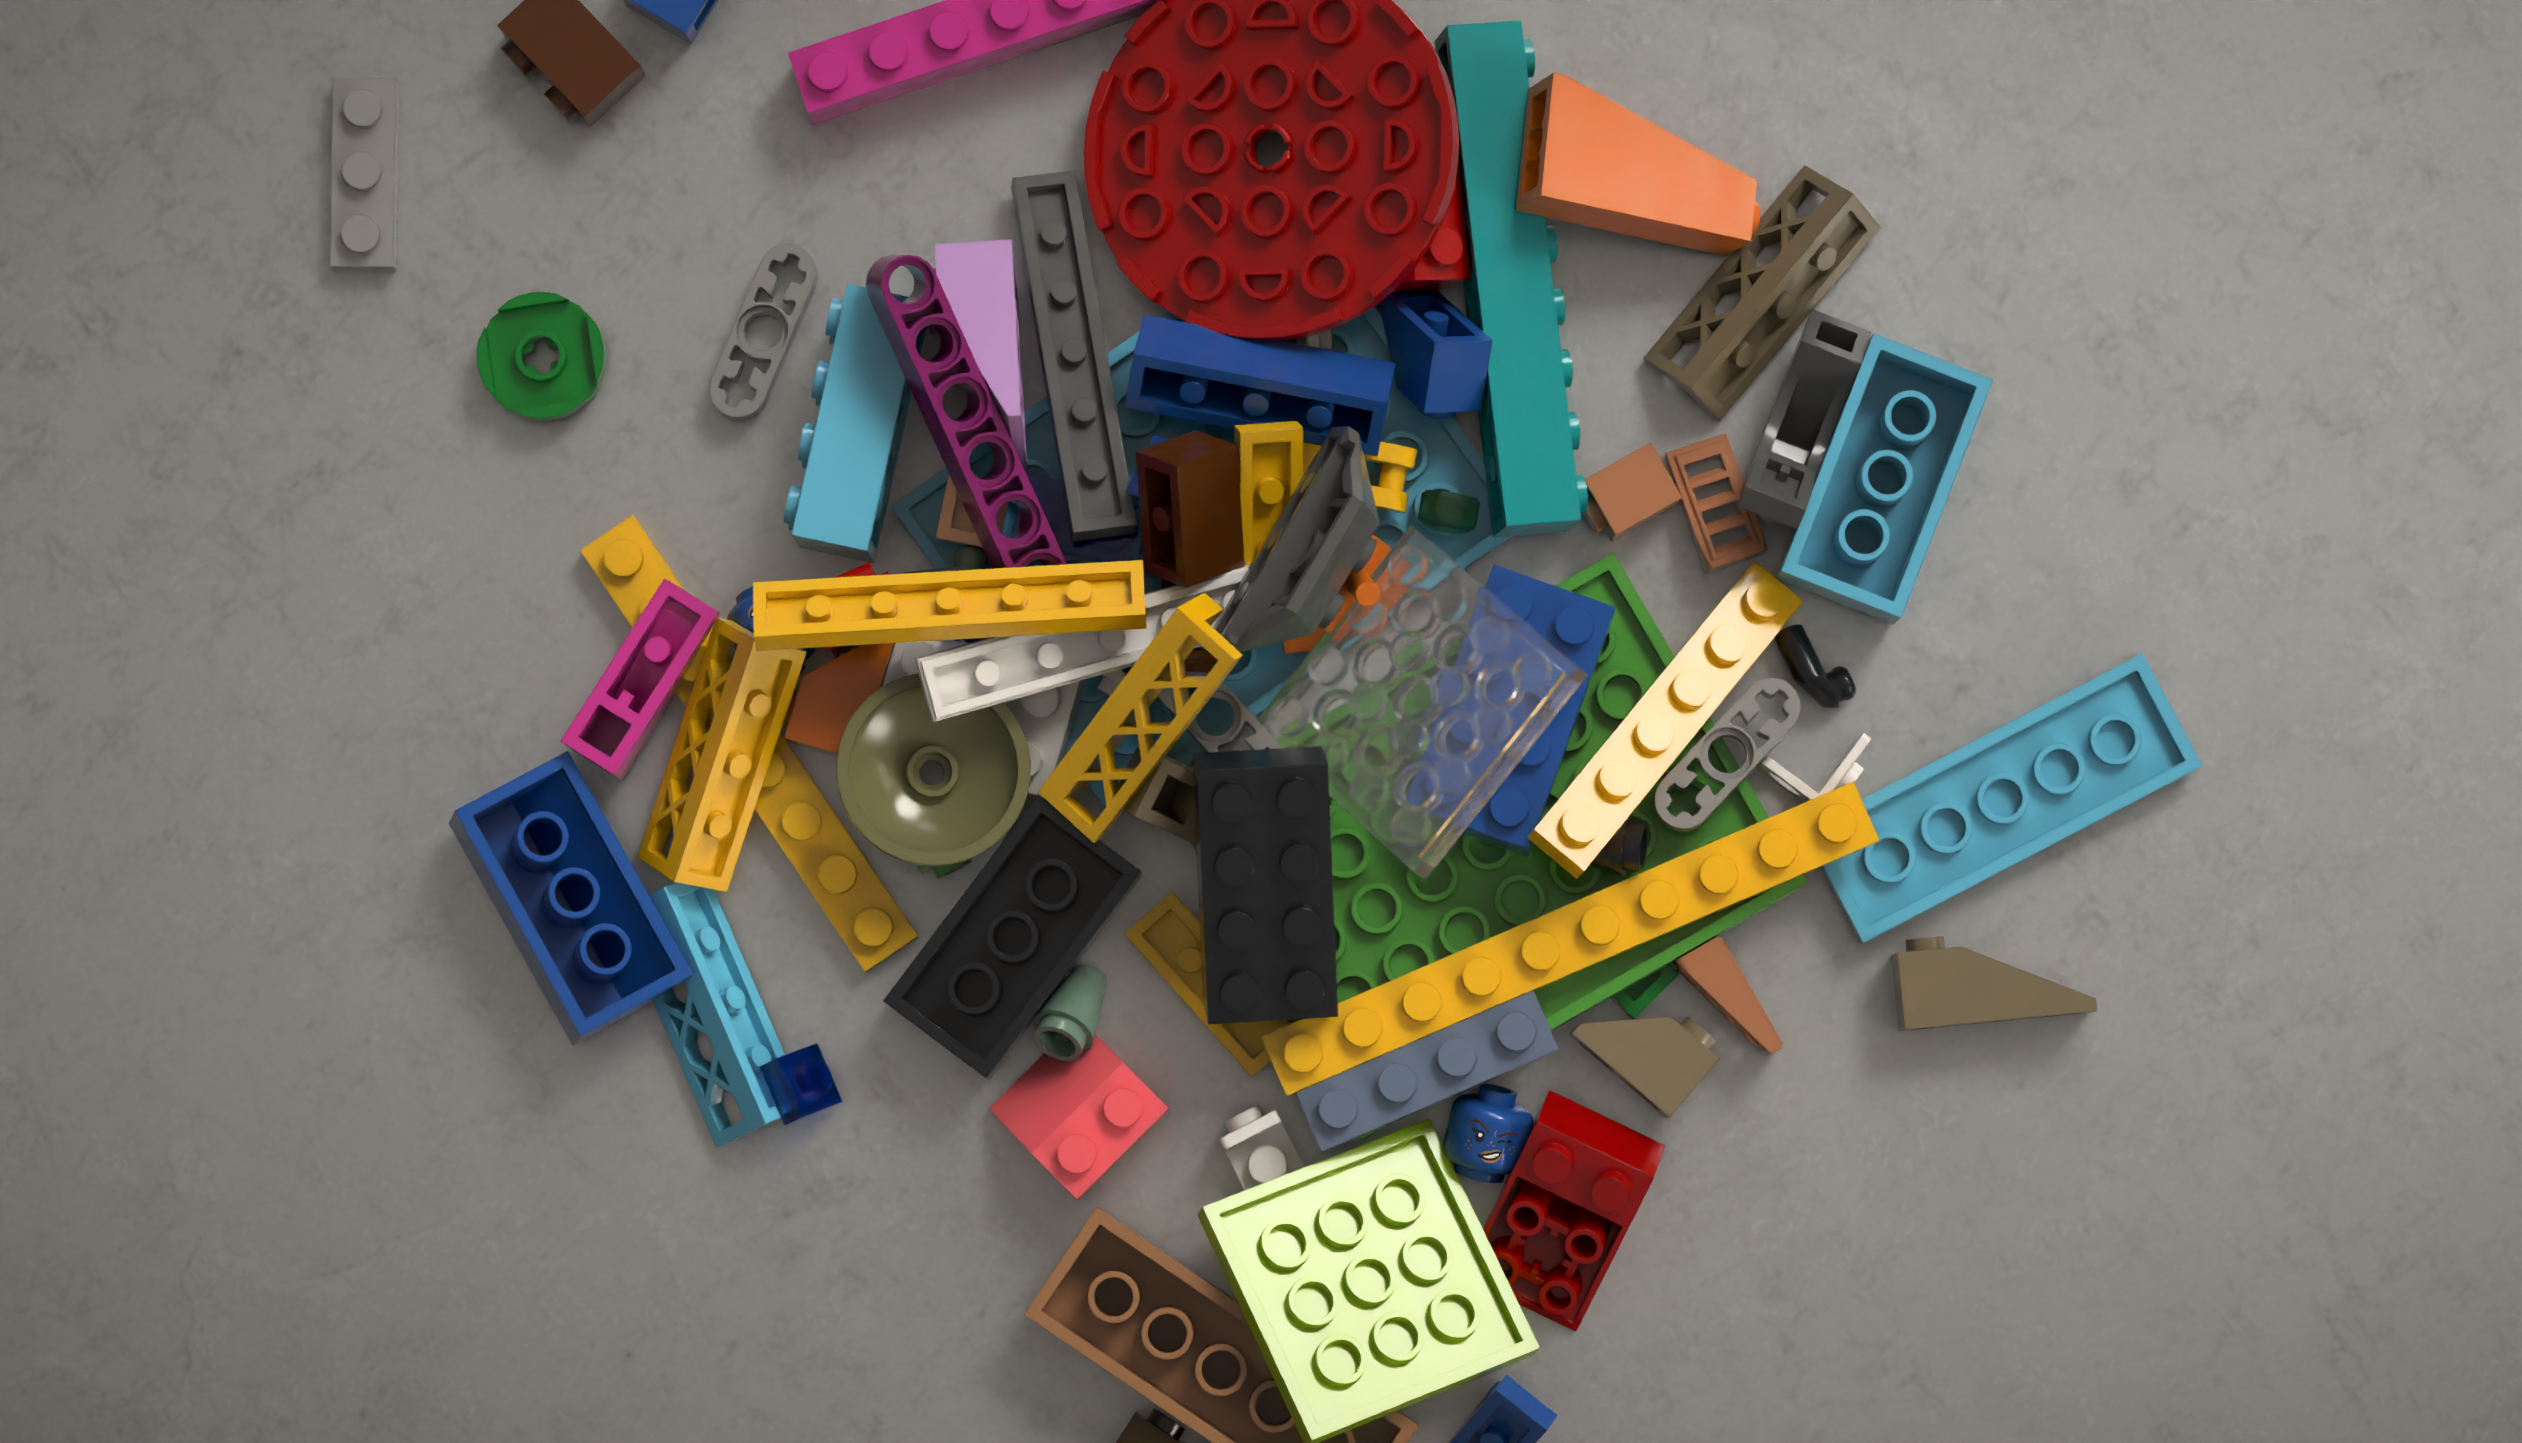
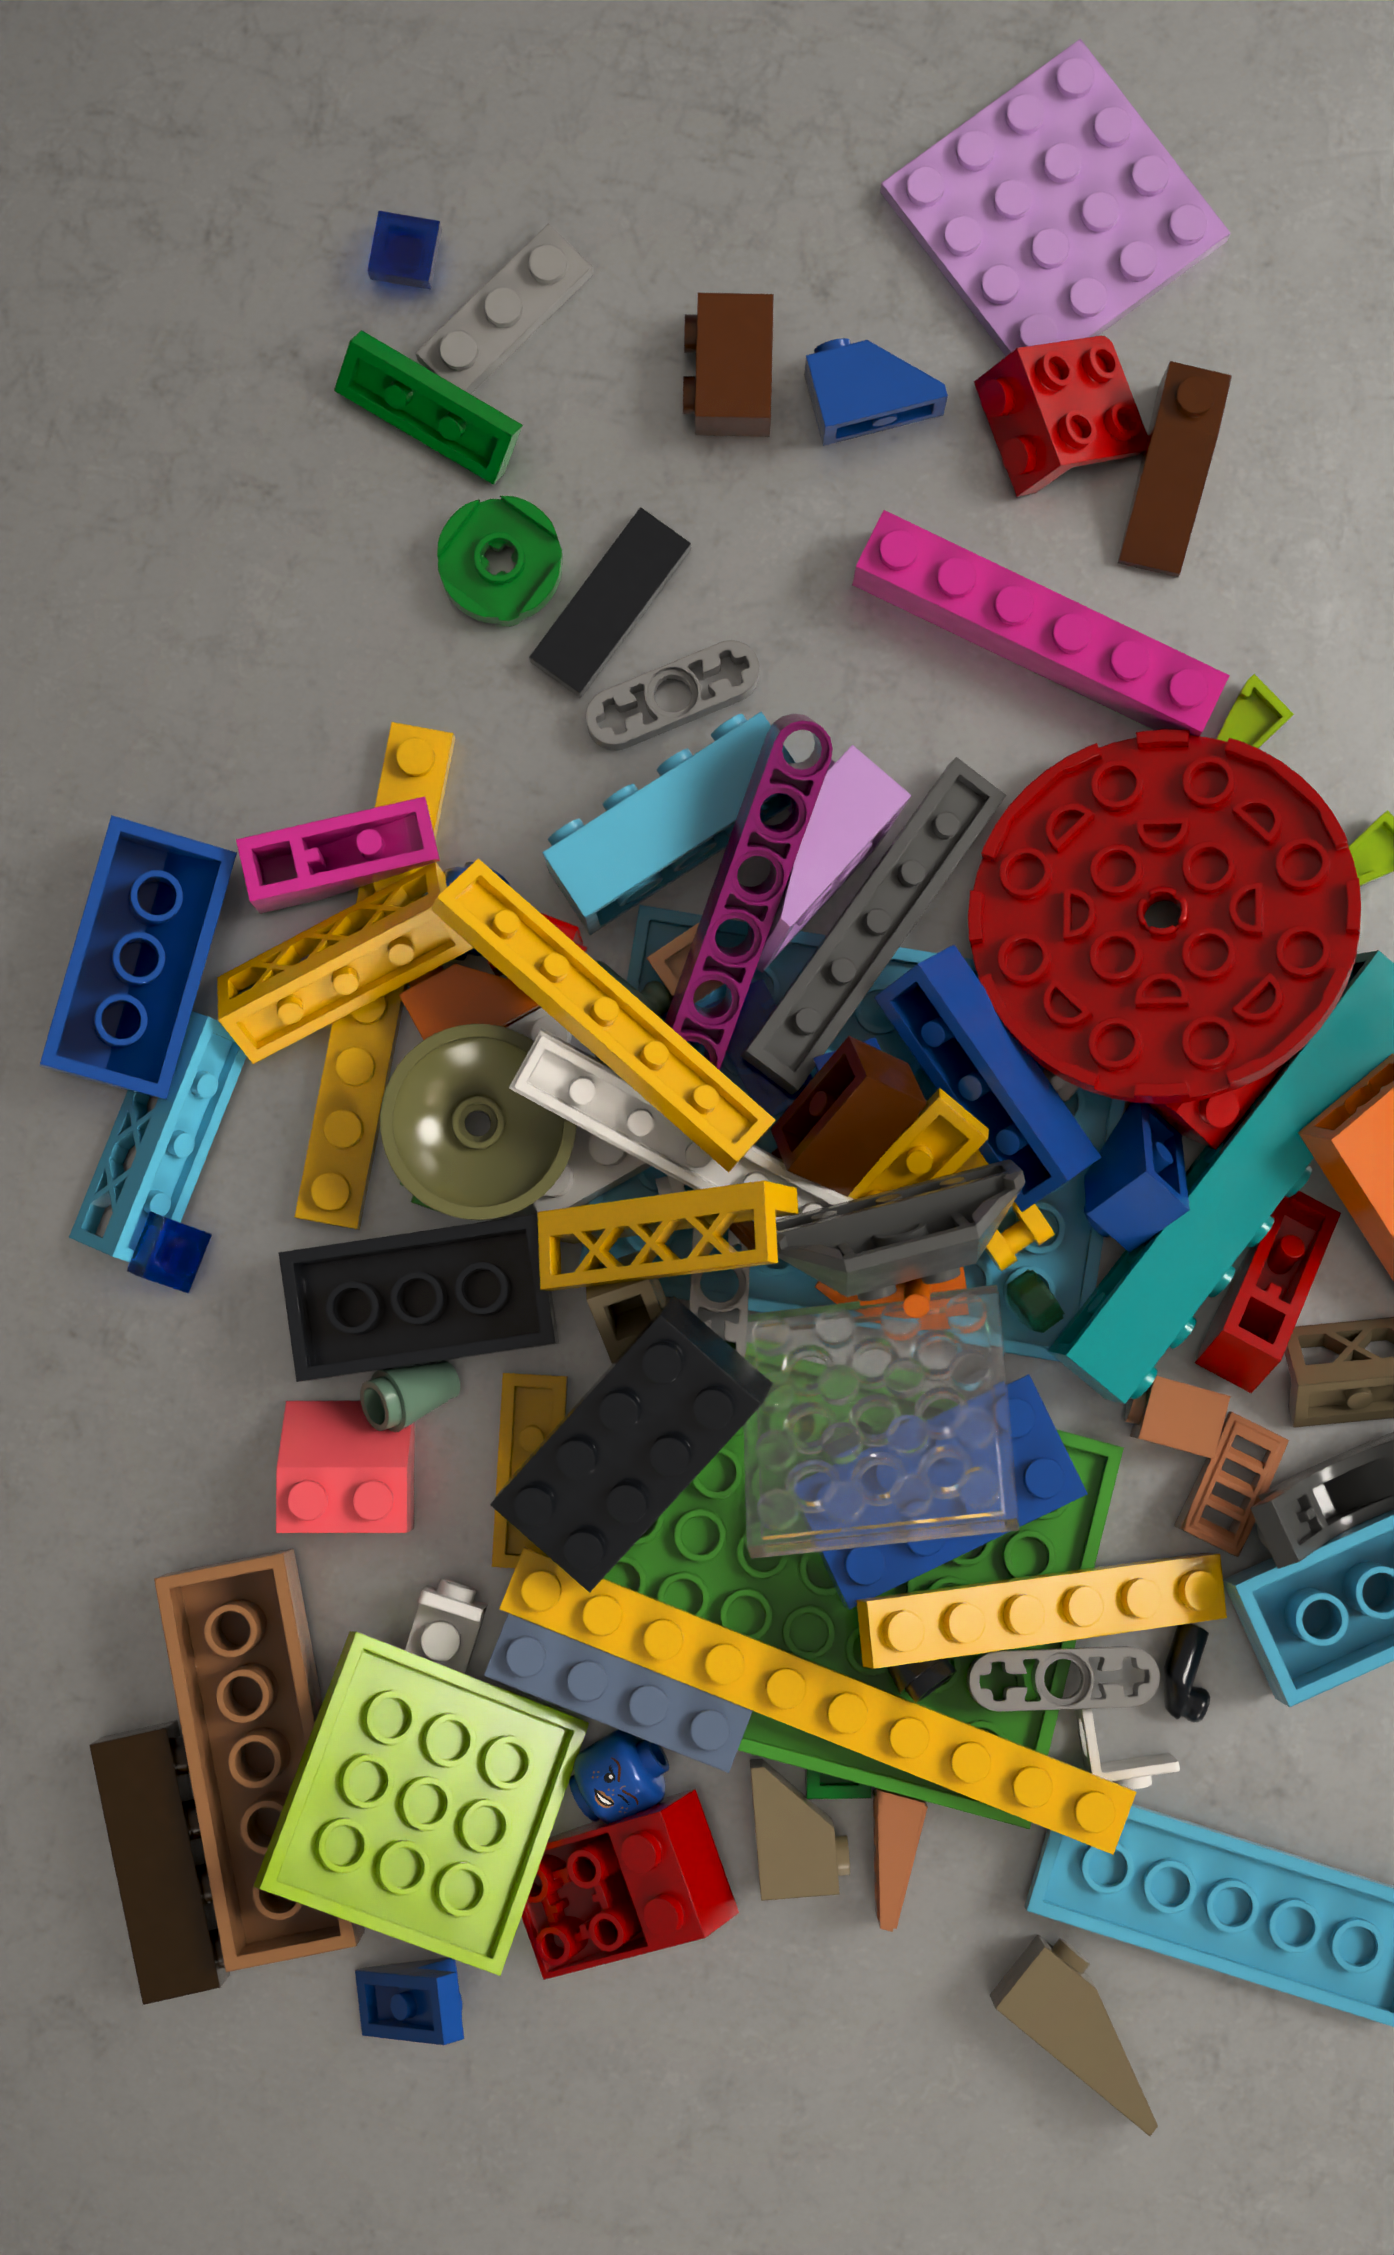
camera: 50 degrees right, 0 degrees up
(247, 199) = (404, 250): none -> clear blue plate
(379, 297) = (427, 407): none -> green plate
(651, 309) = (610, 602): none -> black tile
(1607, 342) = (1268, 1293): none -> red slope

